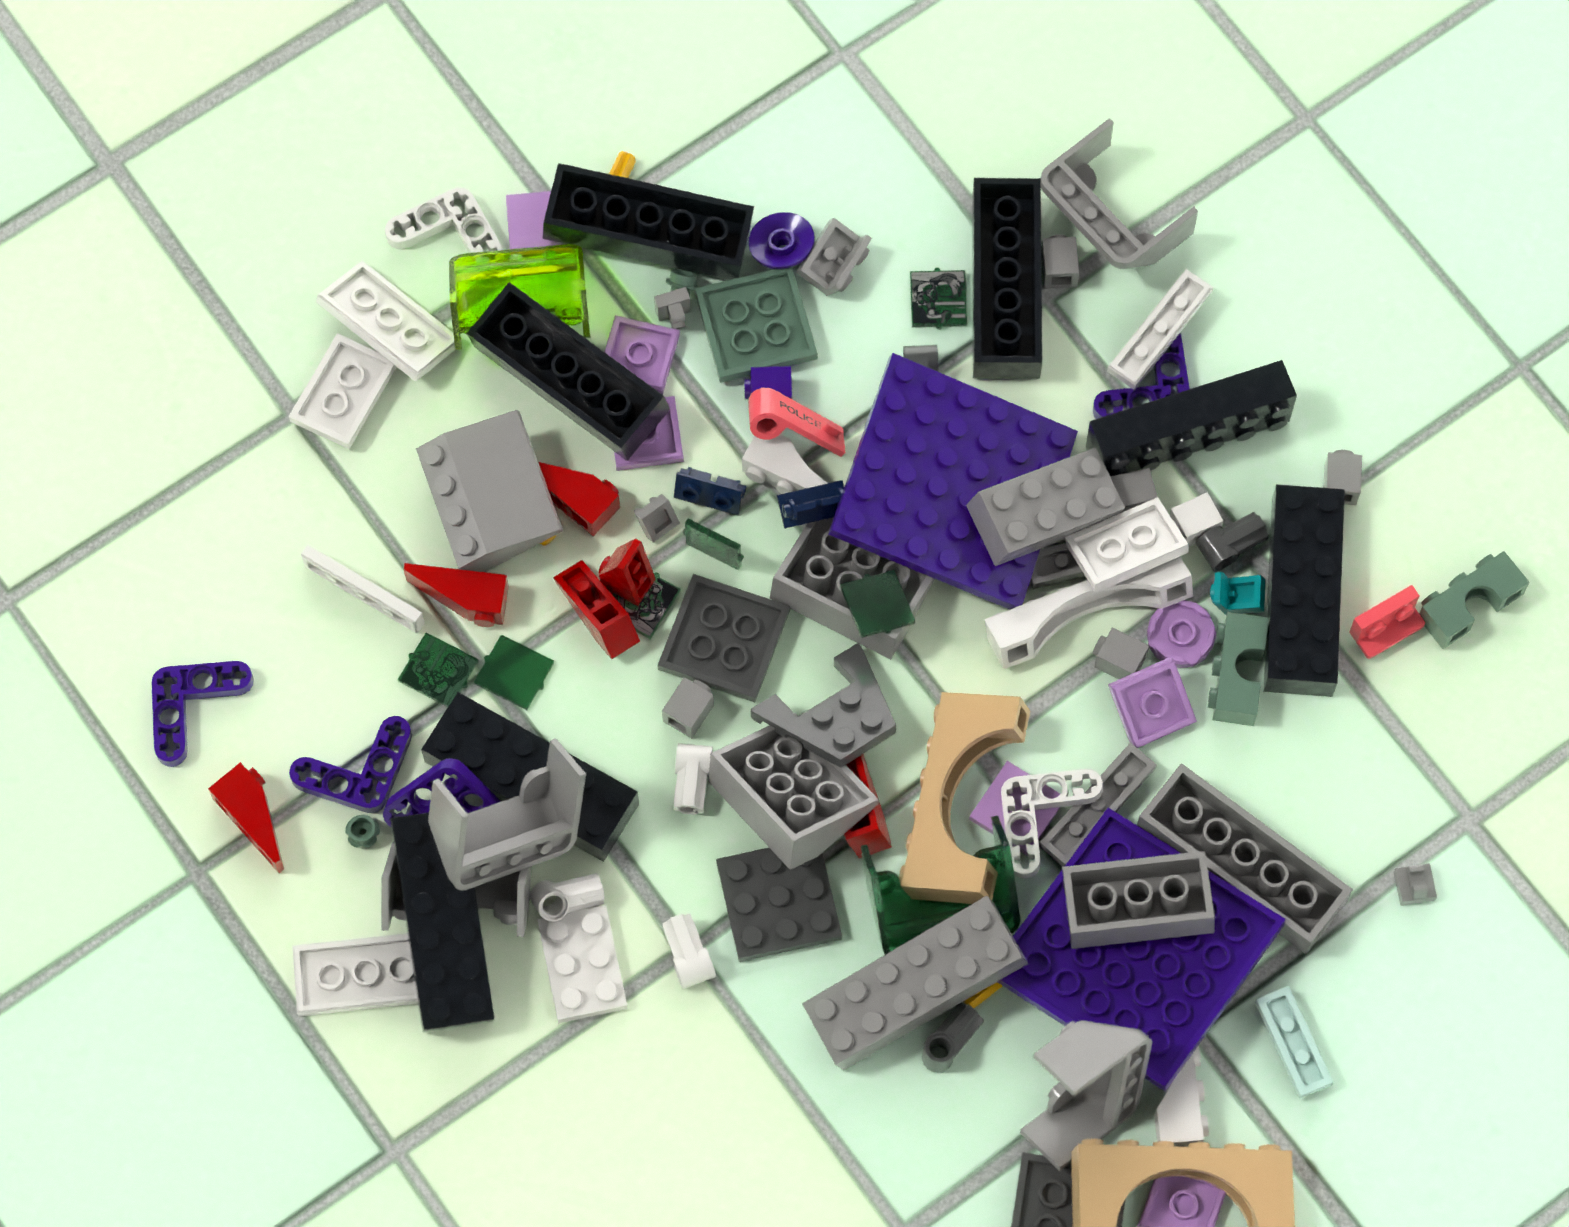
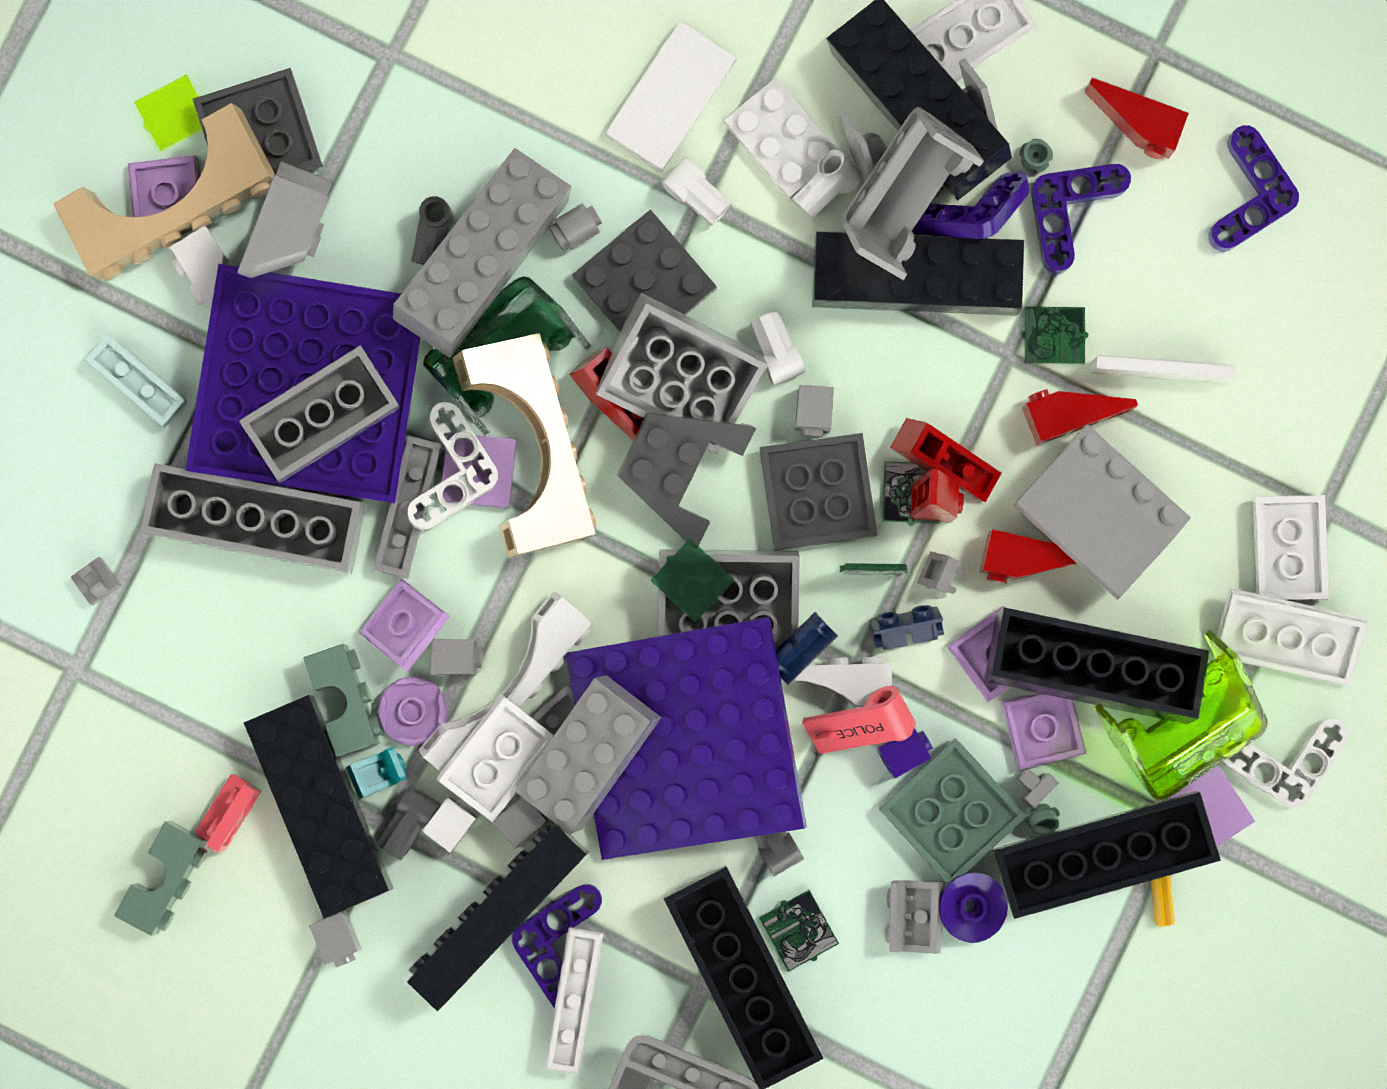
camera: 150 degrees right, 15 degrees up
(514, 672) = (987, 368): clear green piece -> none
(663, 1054) = (671, 96): none -> white tile
(814, 974) = (575, 226): none -> light grey brick
(1059, 262) = (703, 1024): light grey brick -> none

